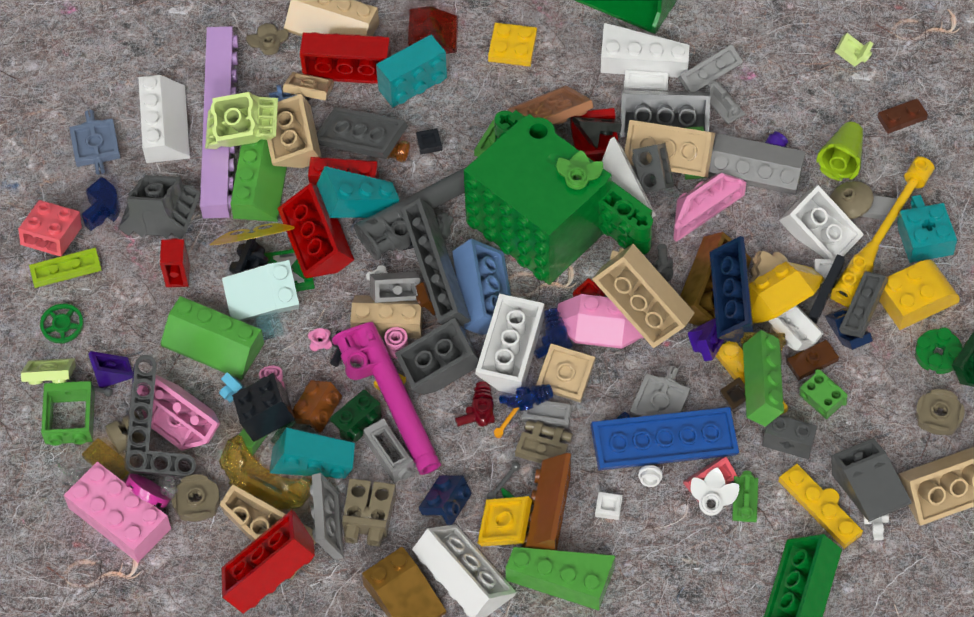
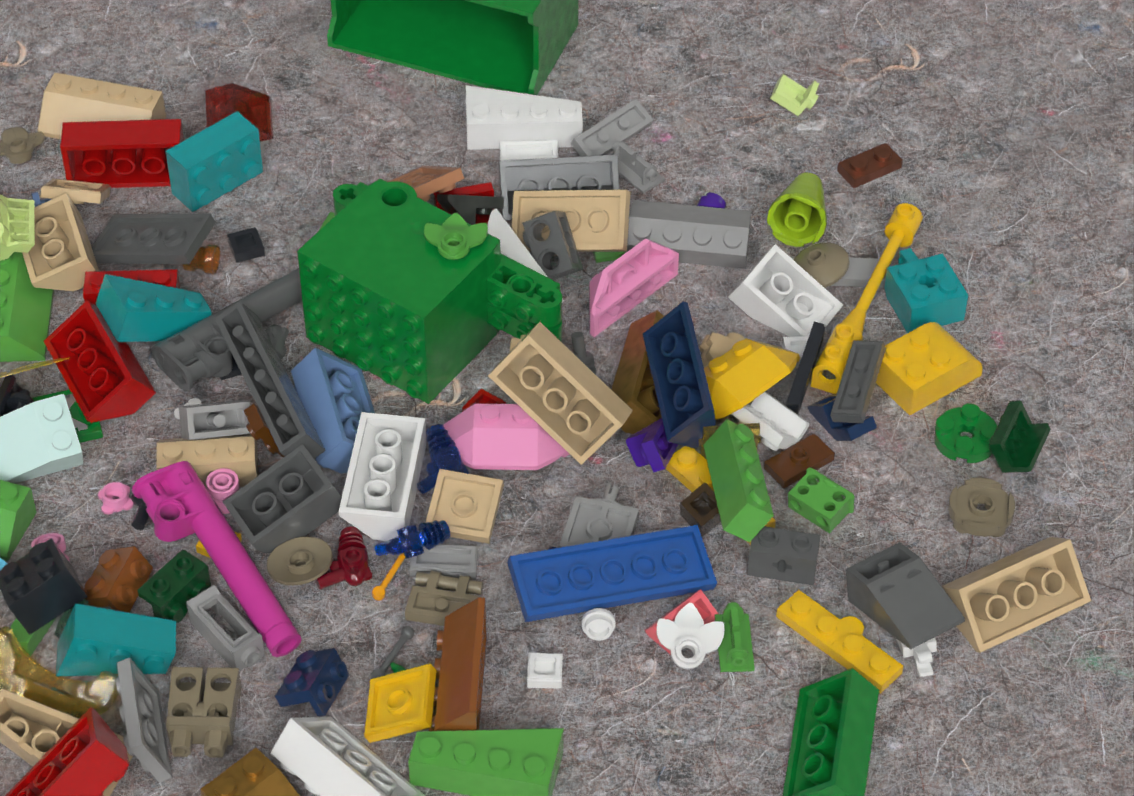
camera: 10 degrees left, 10 degrees down
(269, 325) = (44, 488): clear light blue tile -> none
(445, 403) = (299, 560): none -> dark tan dish
(512, 44) = (346, 125): yellow plate -> none

